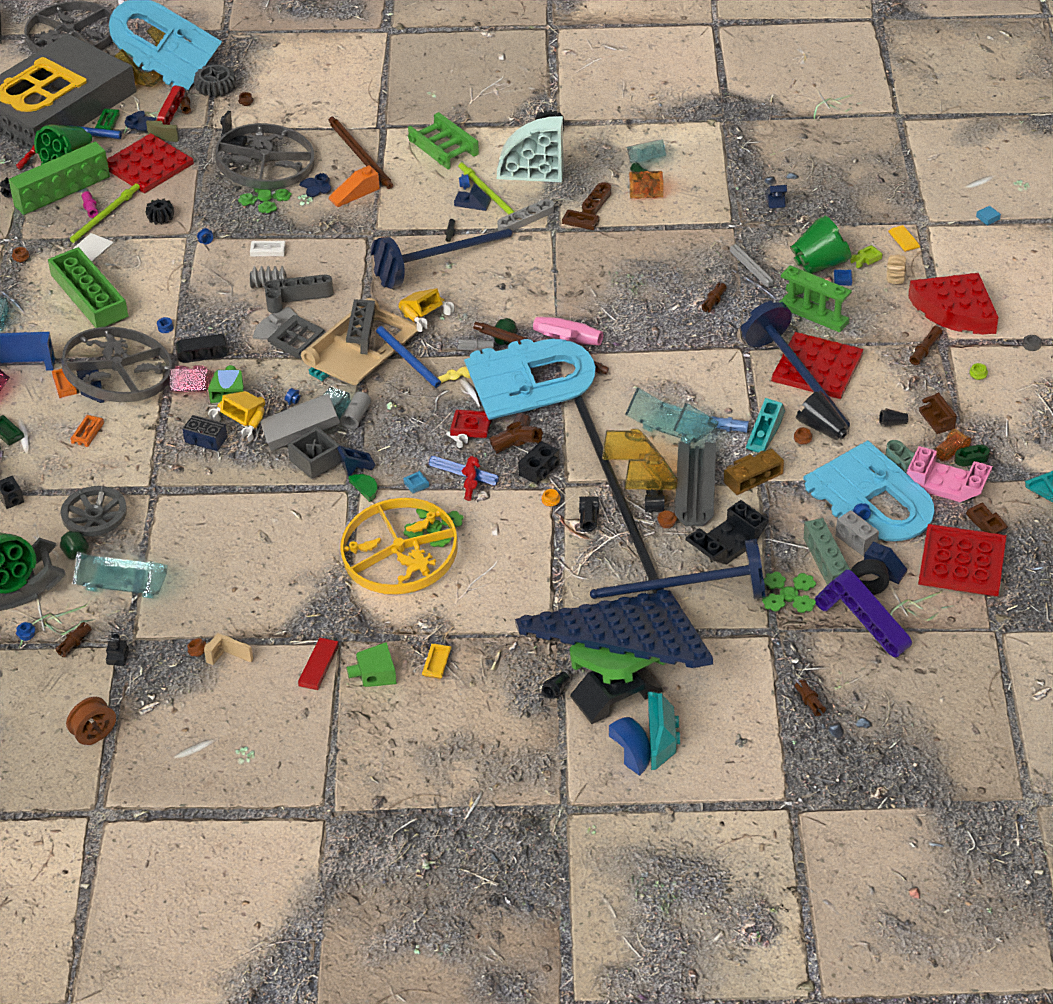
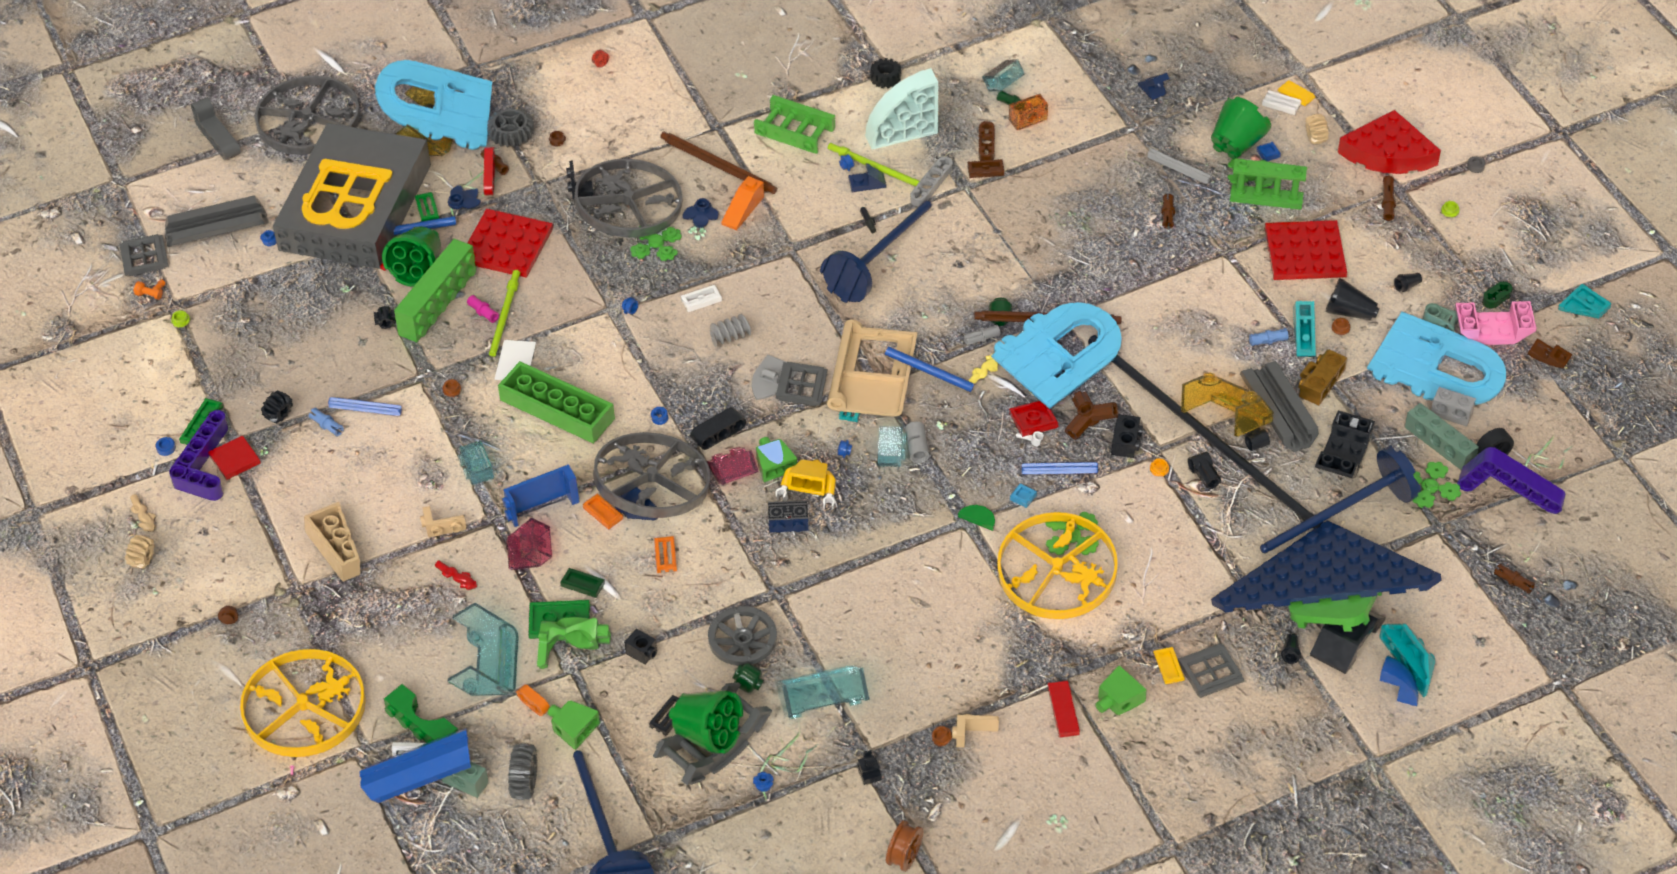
camera: 25 degrees left, 5 degrees up
(27, 157) = (374, 282): red animal -> none
(73, 639) = (816, 772): reddish brown pin -> none
(159, 211) = (563, 293): black gear -> none
(164, 132) = (499, 203): olive slope -> none
(296, 289) = (756, 338): dark grey beam -> none
(298, 420) = (875, 472): light grey slope -> none
(314, 452) = (913, 500): dark grey brick -> none
(324, 50) = (600, 58): none -> clear red tile
(354, 458) = (953, 494): dark blue slope -> none
(366, 323) = (869, 348): dark grey fence -> none
(422, 303) = (904, 312): yellow torso -> none
(470, 472) = (1070, 467): red animal -> none
(472, 664) = (1202, 656): none -> dark grey piece
(568, 330) = (1059, 291): bright pink plate -> none
(666, 519) = (1276, 451): dark orange plate -> none
(684, 423) = (1224, 351): clear light blue windscreen -> none
(768, 325) = (1246, 226): dark blue piece -> none
(862, 510) = (1445, 382): blue plate -> none
(866, 255) = (1279, 121): lime plate -> none
(885, 239) = (1281, 102): none -> white tile
(895, 567) = (1490, 420): dark blue slope -> none
(938, 414) = (1444, 263): reddish brown hinge -> none
(953, 442) = (1476, 288): clear orange piece -> none
(962, 560) = (1555, 400): red plate -> none
(988, 215) = (1356, 45): dark azure tile -> none

